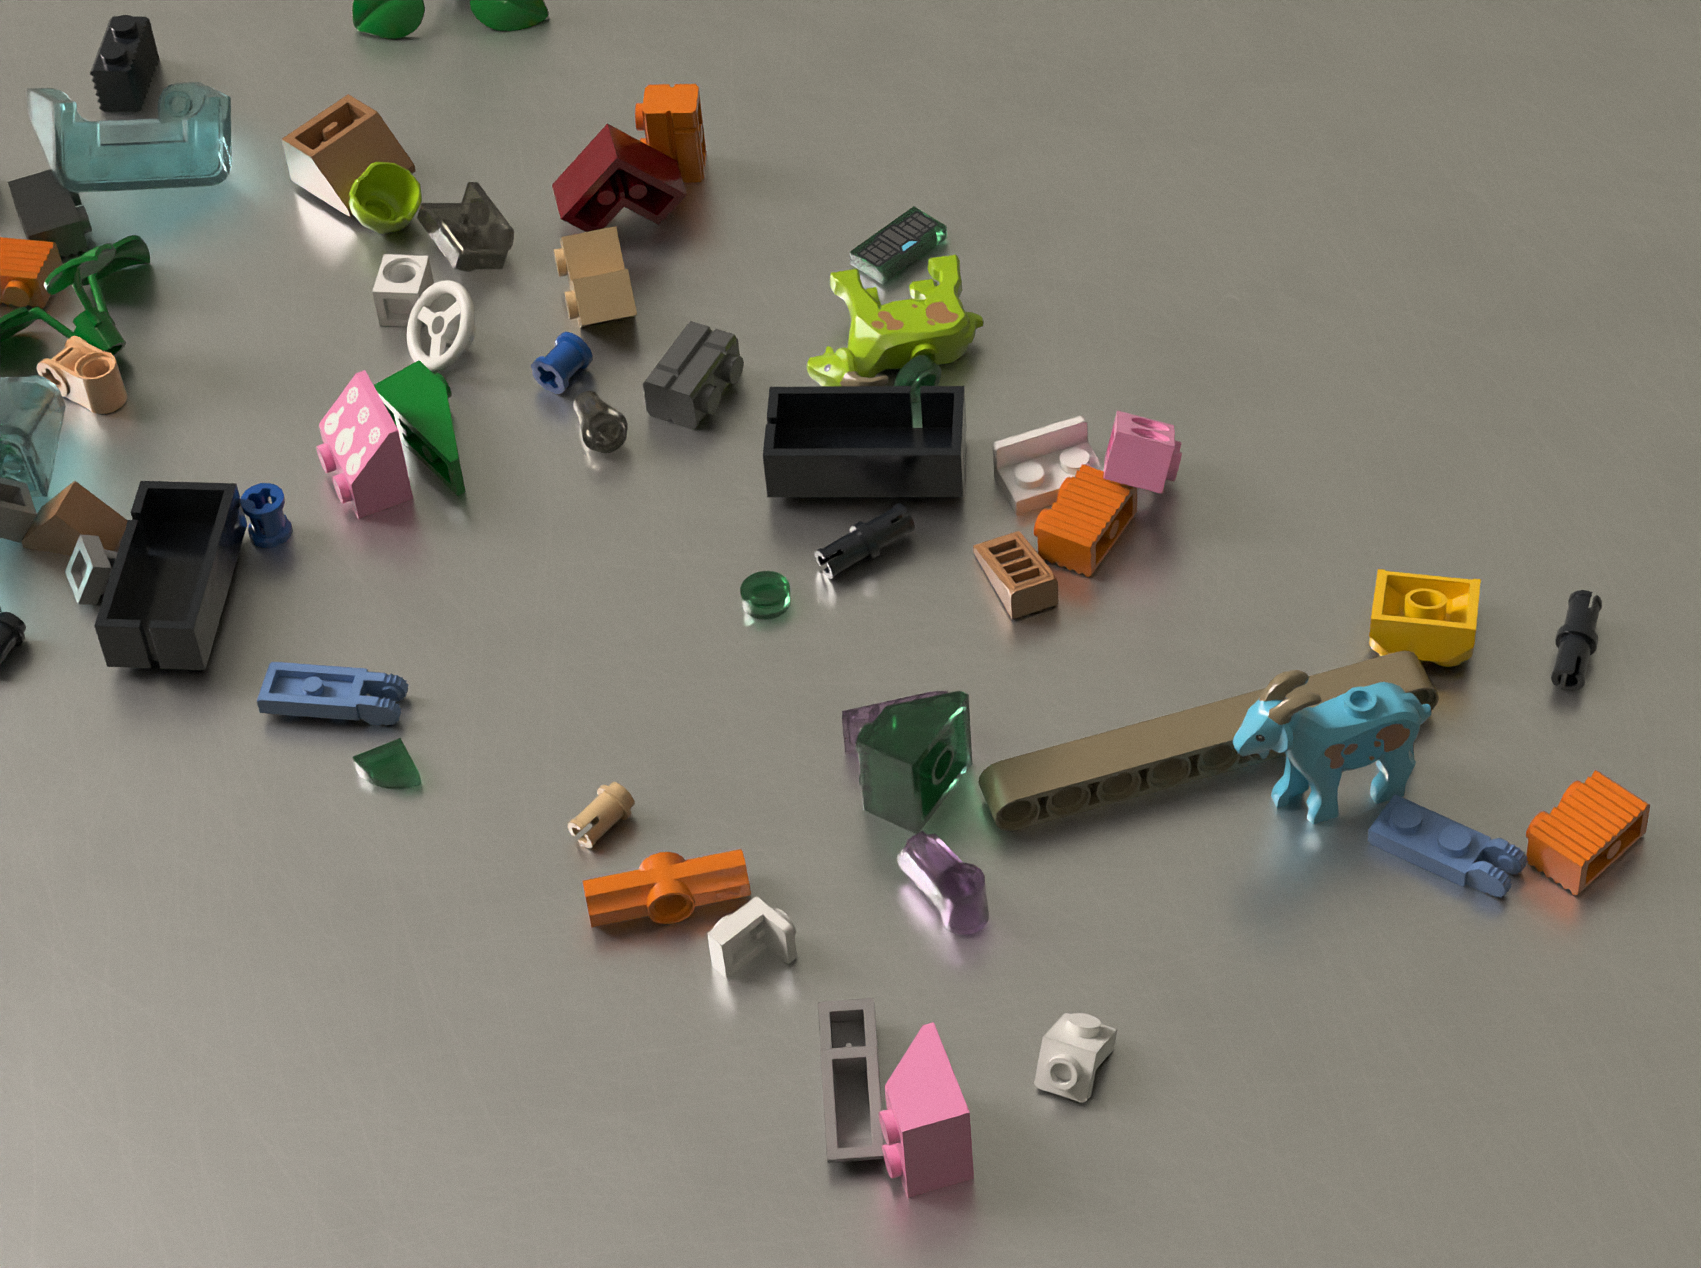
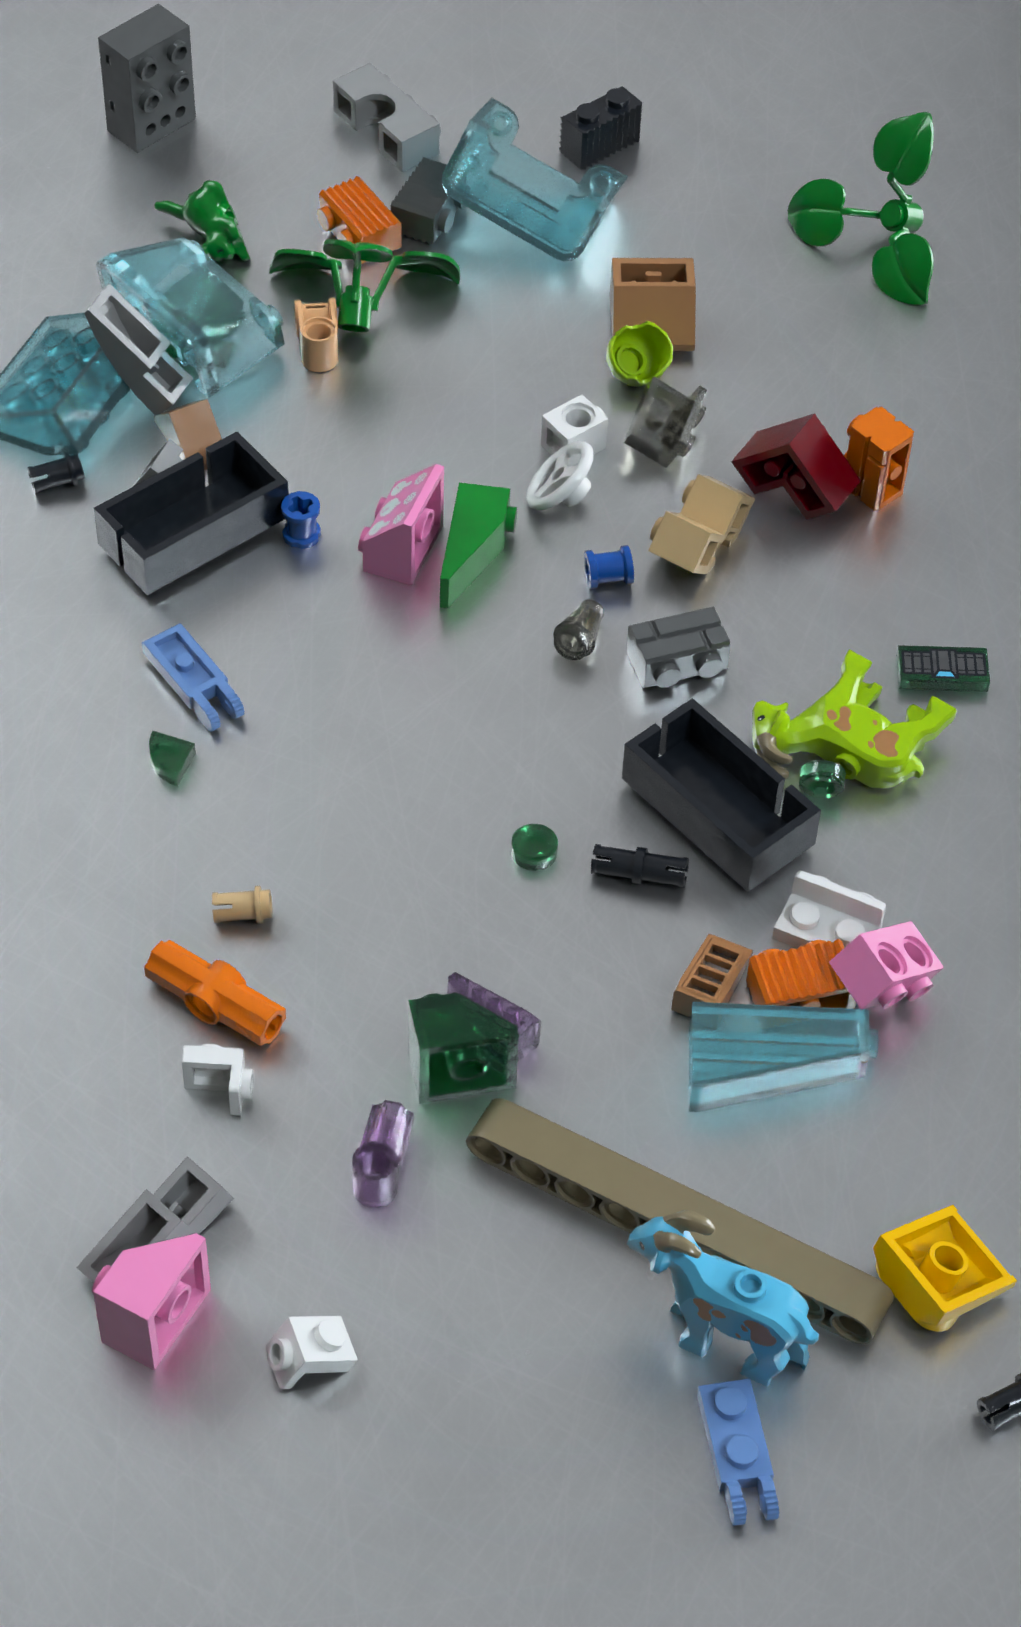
camera: 40 degrees right, 5 degrees up
(1123, 581) = (773, 1050): none -> clear light blue slope
(1586, 831) = (843, 1536): orange brick -> none

